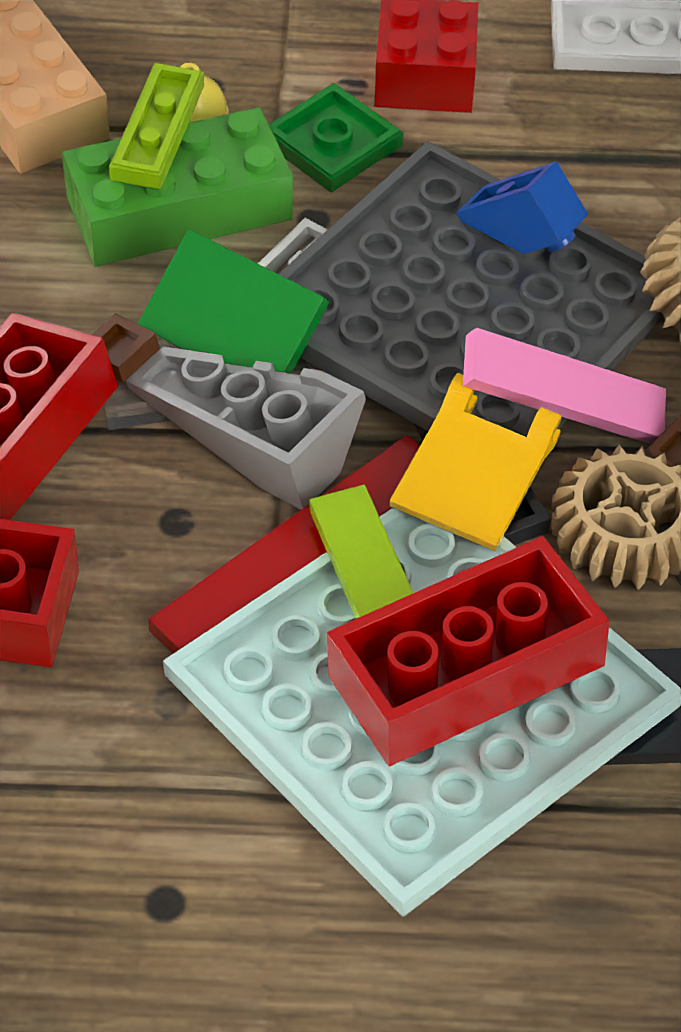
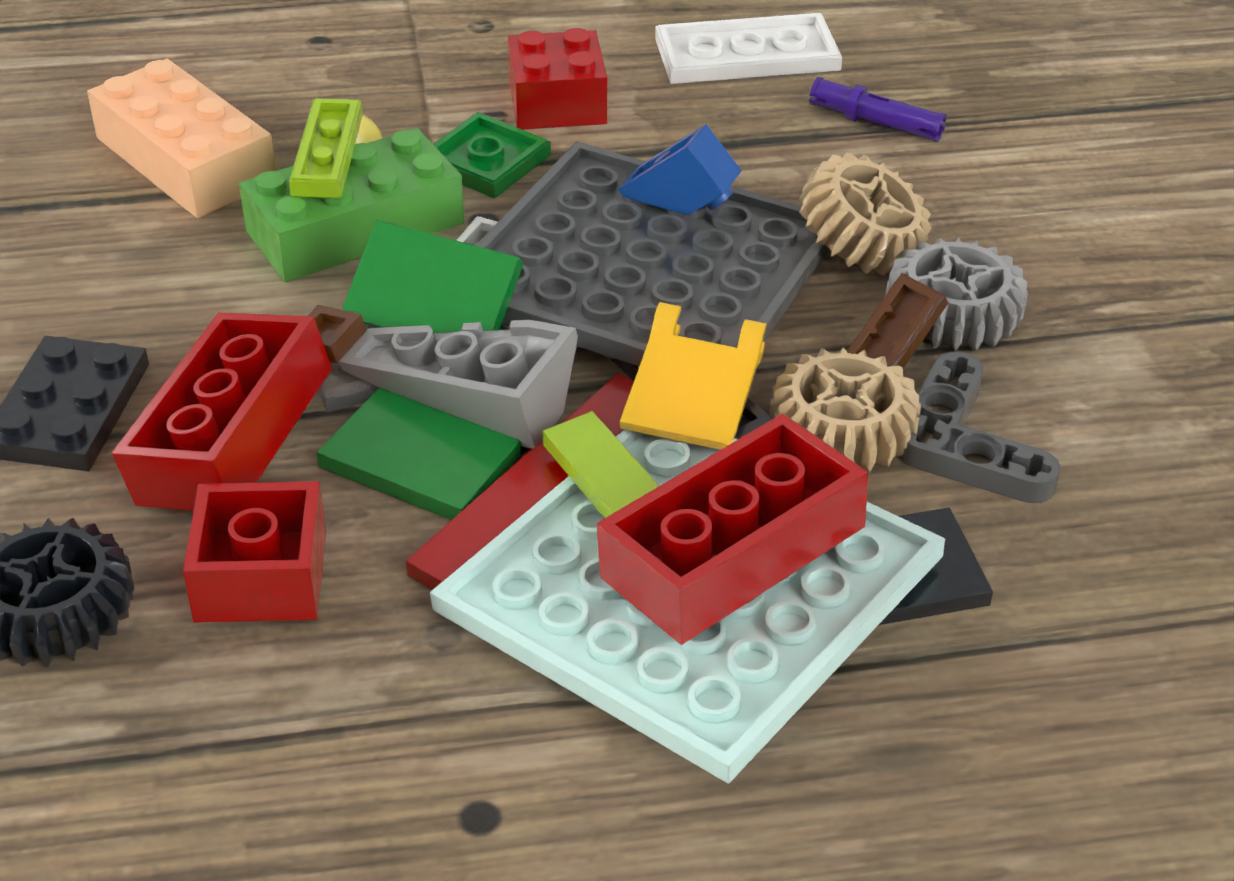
camera: 10 degrees left, 10 degrees down
(187, 496) = (418, 453): none -> green tile
(563, 386) = (733, 297): bright pink tile -> none

